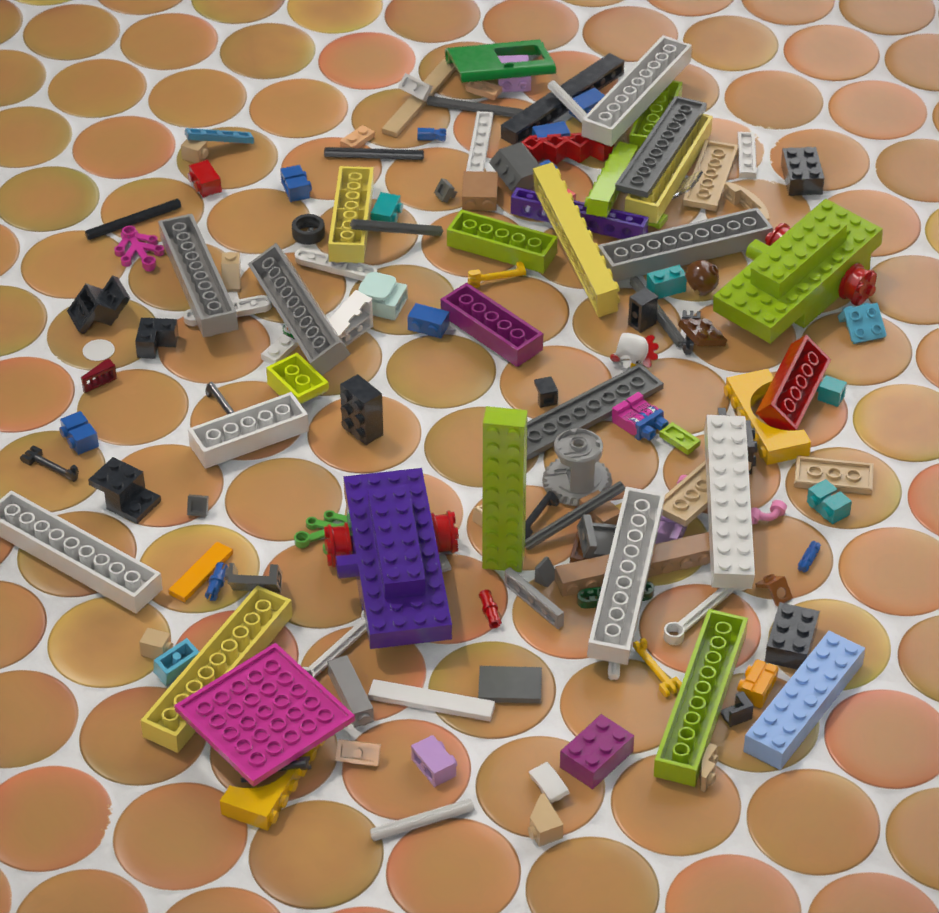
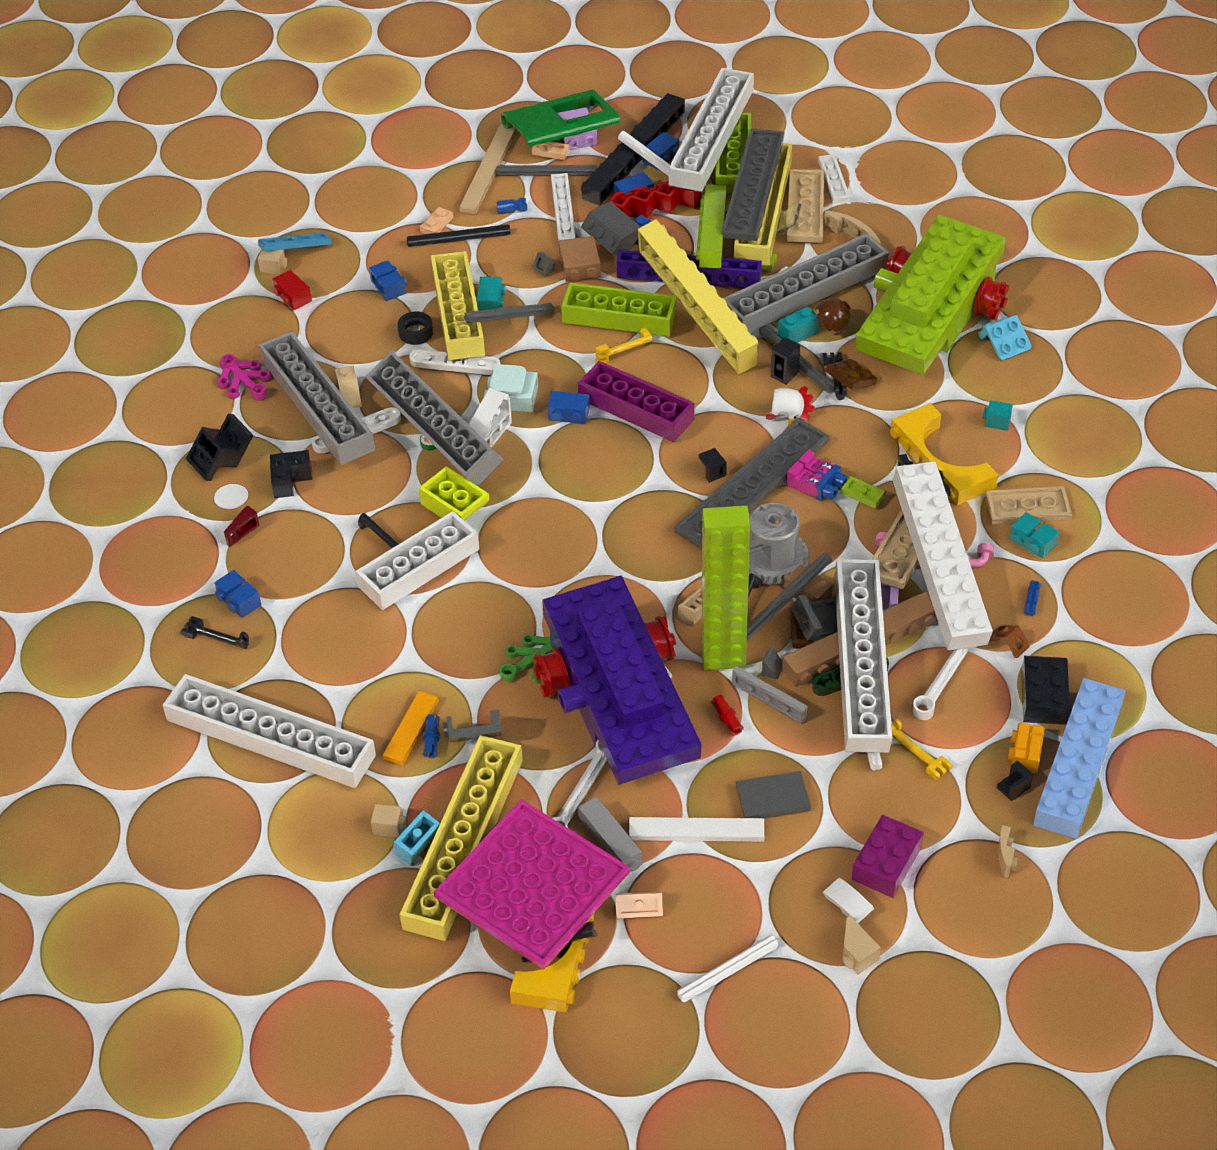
camera: 10 degrees left, 5 degrees up
(124, 490) = (305, 651): black bracket -> none
(133, 219) = (227, 346): black axle -> none
(197, 505) = (387, 653): dark grey tile -> none
(279, 349) = (422, 464): white plate -> none
(361, 409) = (532, 518): black brick -> none
(415, 87) = (482, 158): white plate -> none
(433, 760) = (721, 898): lavender brick -> none
(700, 698) = (976, 776): lime brick -> none
(793, 385) = (962, 416): red brick -> none
(802, 171) = (895, 187): brick -> none

